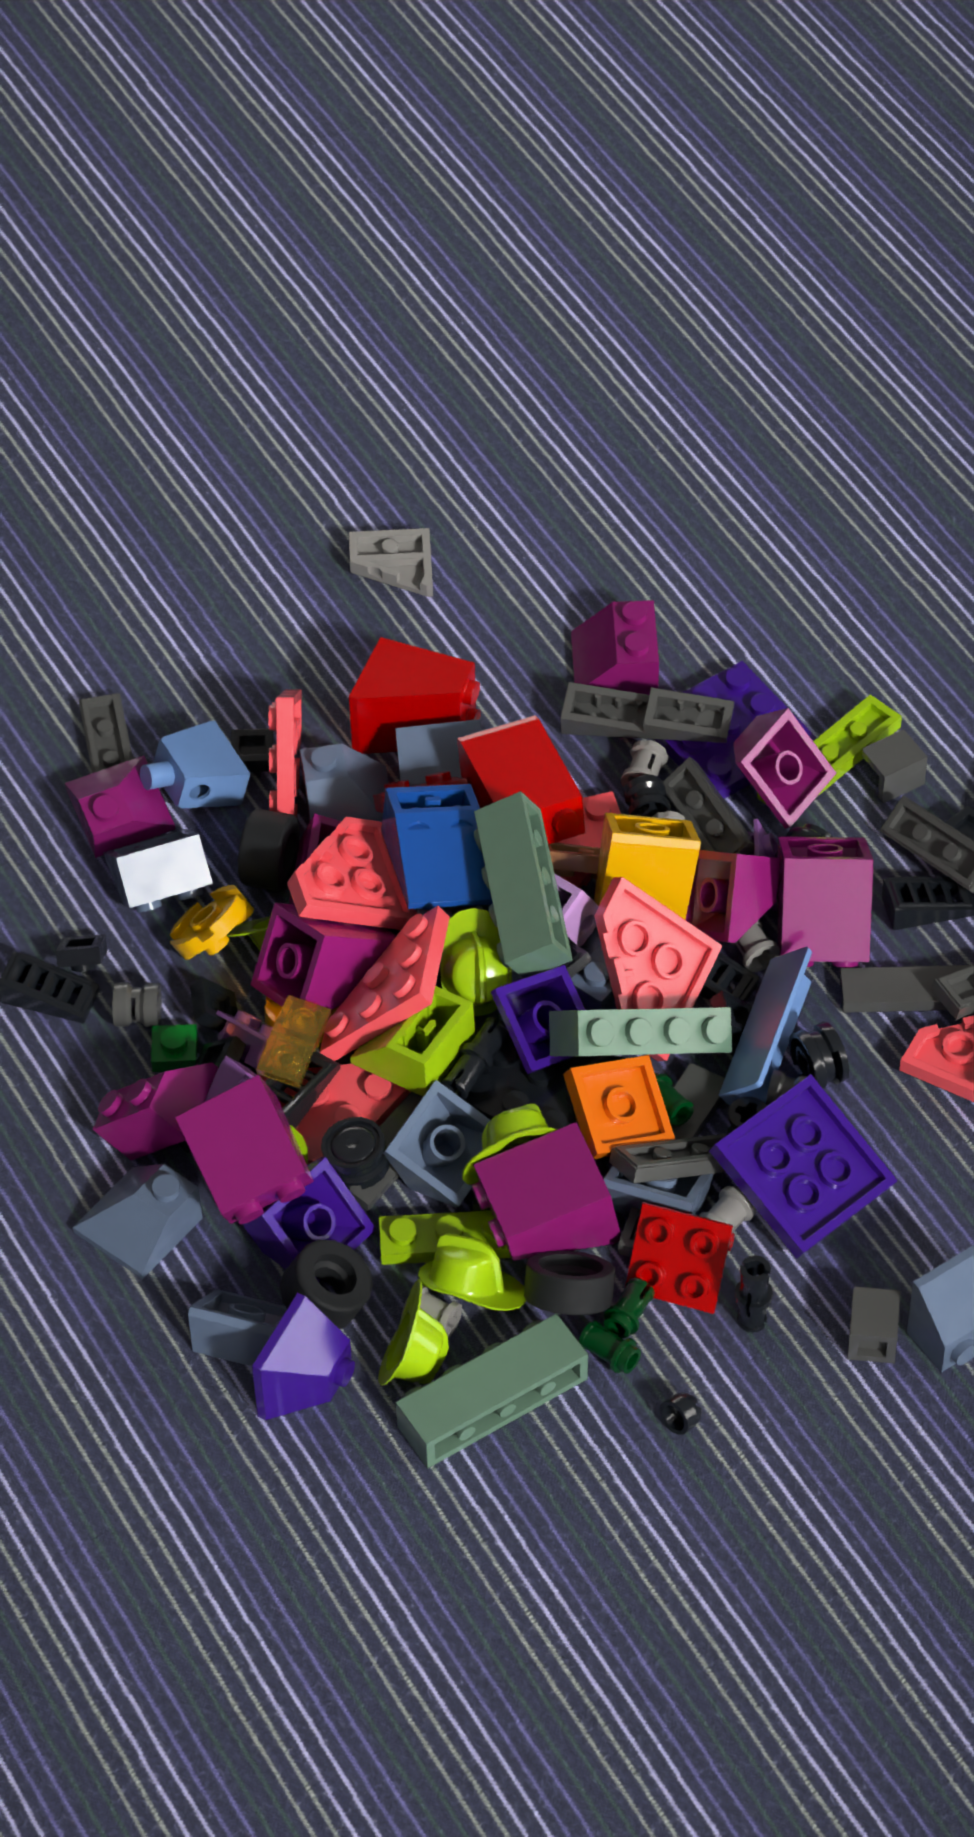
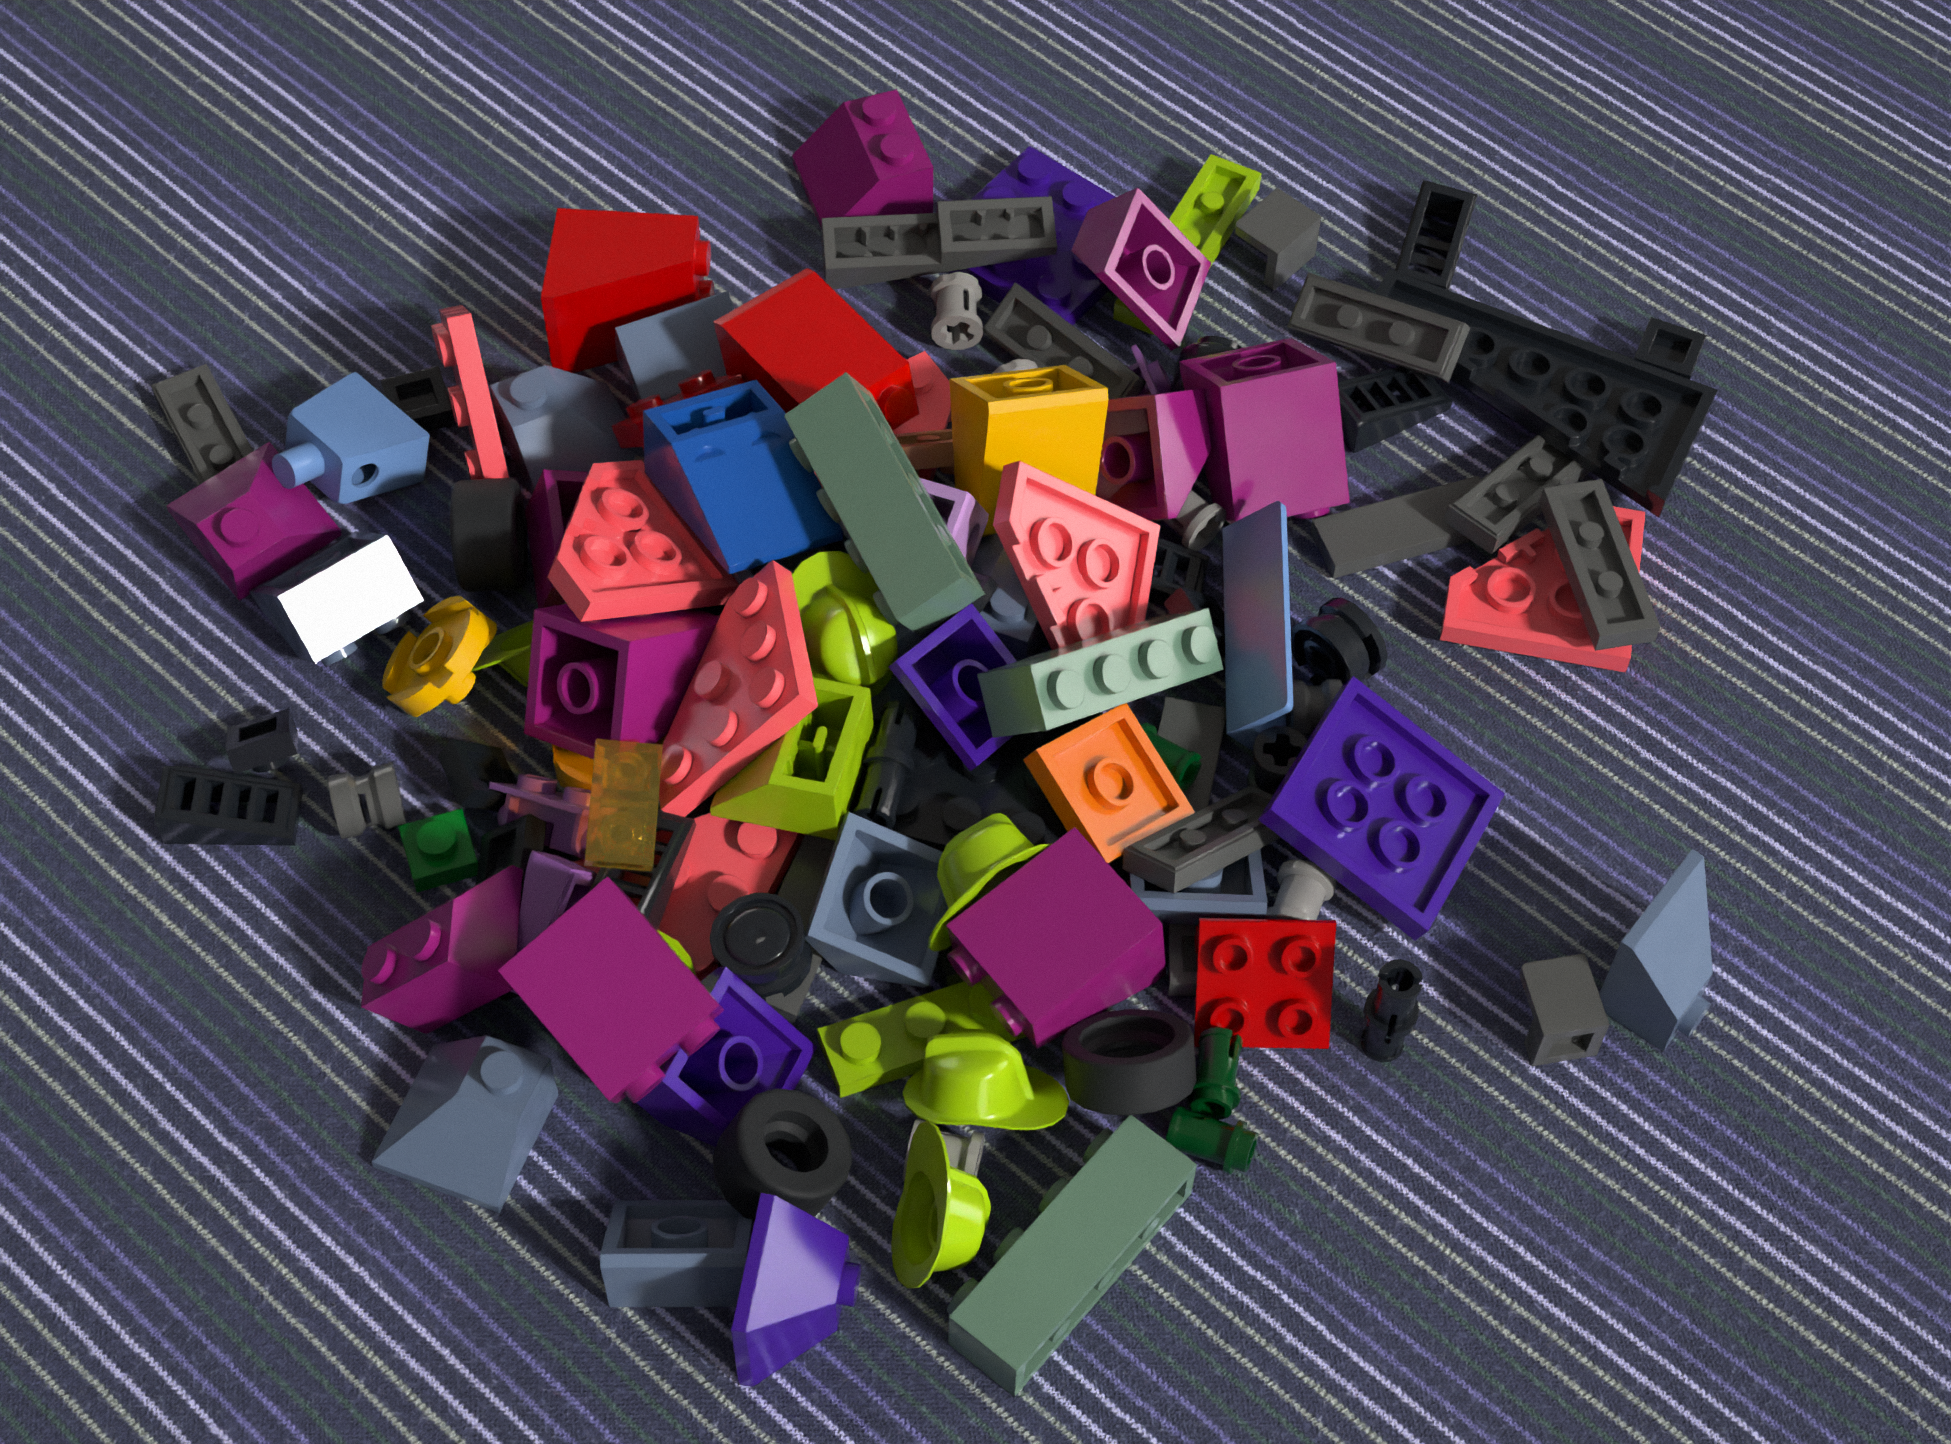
camera: 20 degrees left, 5 degrees up
(394, 558) = (527, 108): light grey wing -> none
(646, 796) = (974, 348): black wheel -> none
(680, 1413) = (1346, 1213): black hinge -> none

